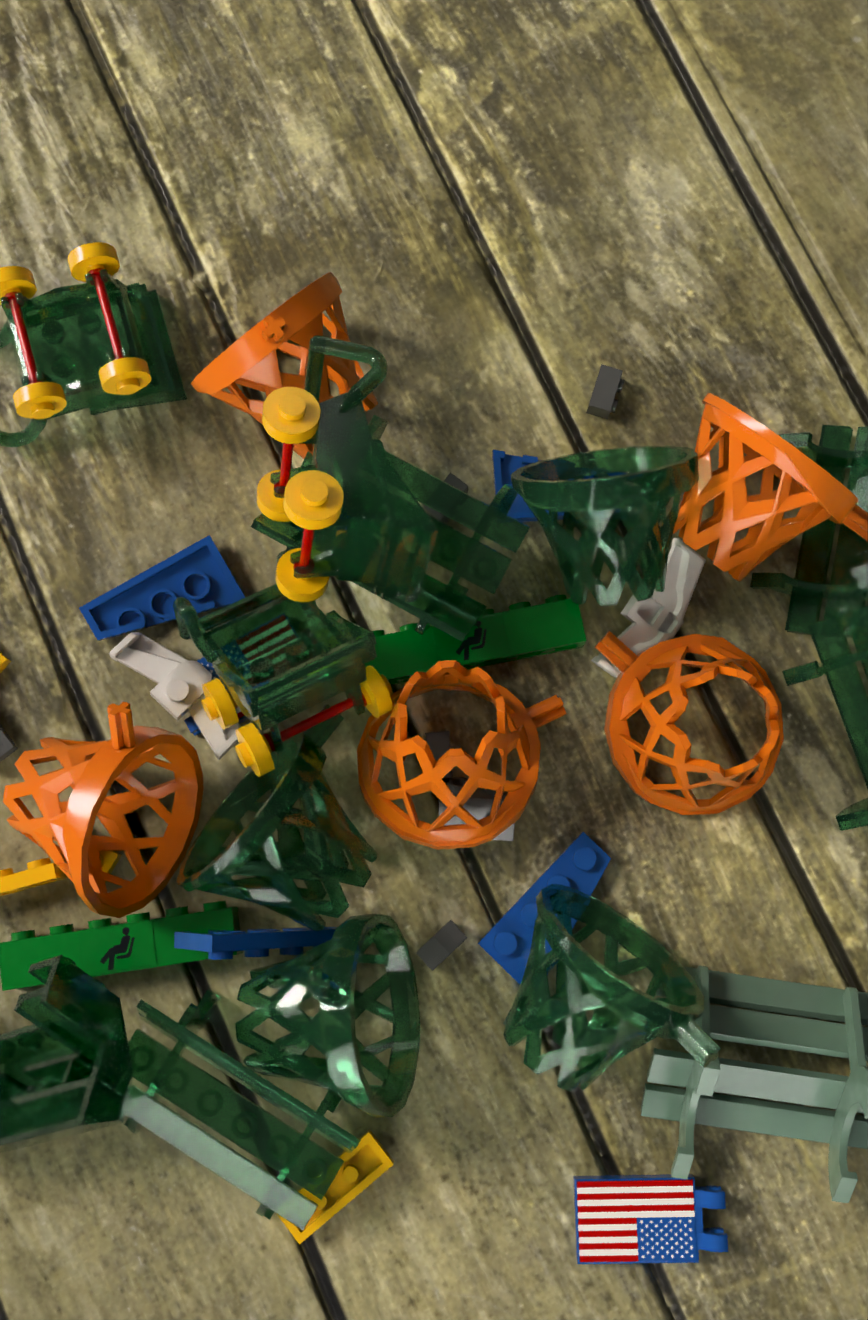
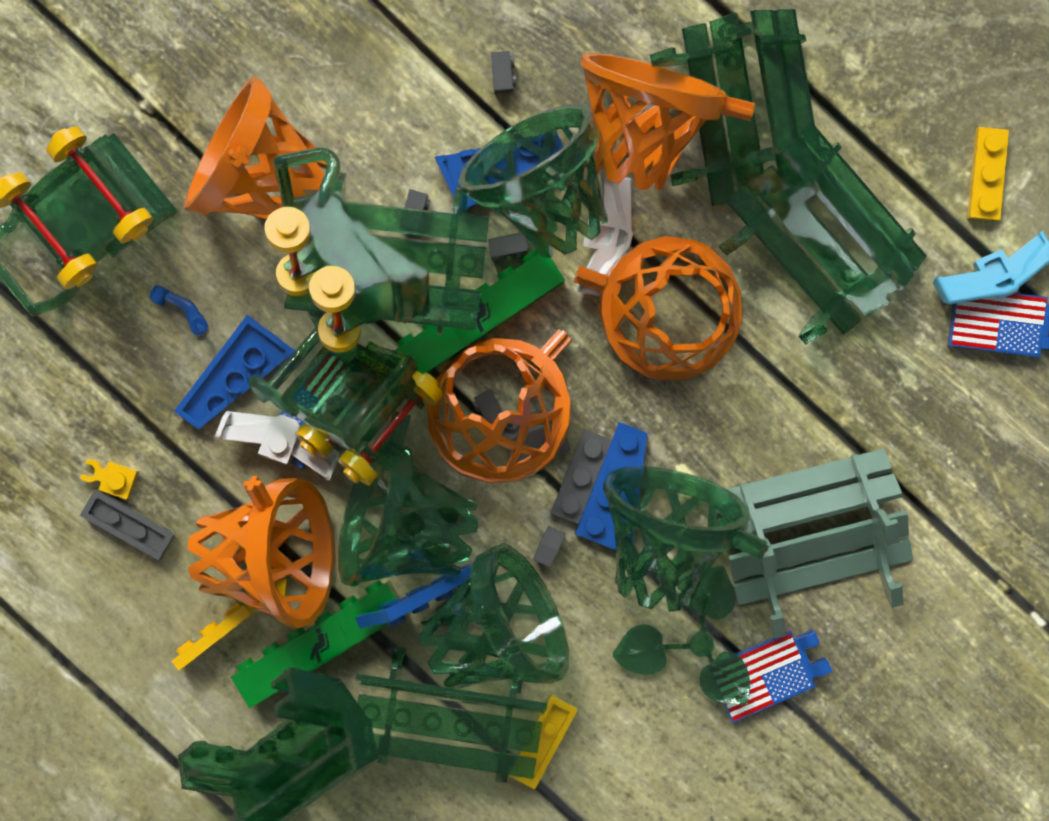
camera: 25 degrees left, 10 degrees up
(151, 520) = (195, 319): none -> blue piece
(512, 877) = (581, 476): none -> dark grey plate
(534, 580) = (507, 245): none -> dark grey piece
(585, 1202) = (726, 676): none -> clear green plant

